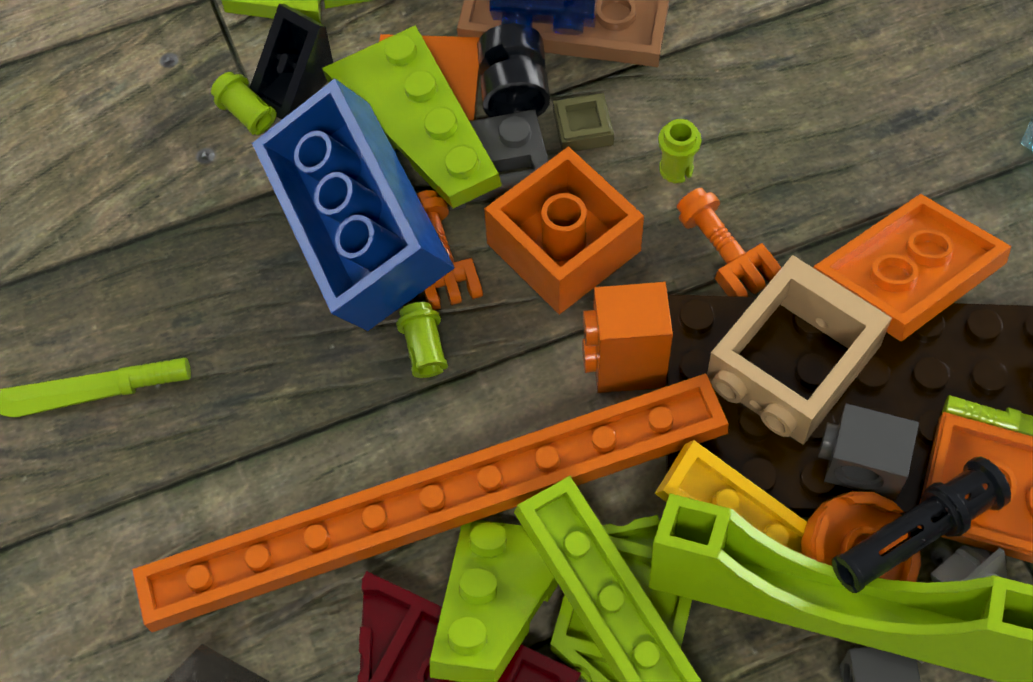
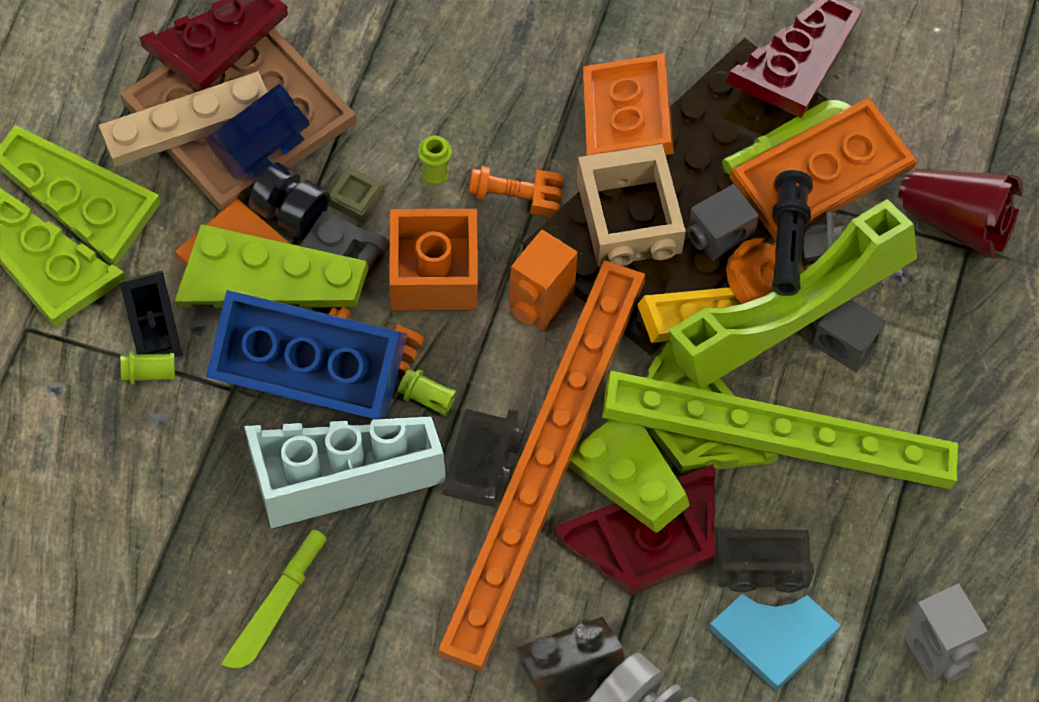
camera: 55 degrees left, 0 degrees up
(262, 324) = (342, 465): none -> light aqua wedge
(392, 441) = (481, 457): none -> clear smoke bracket

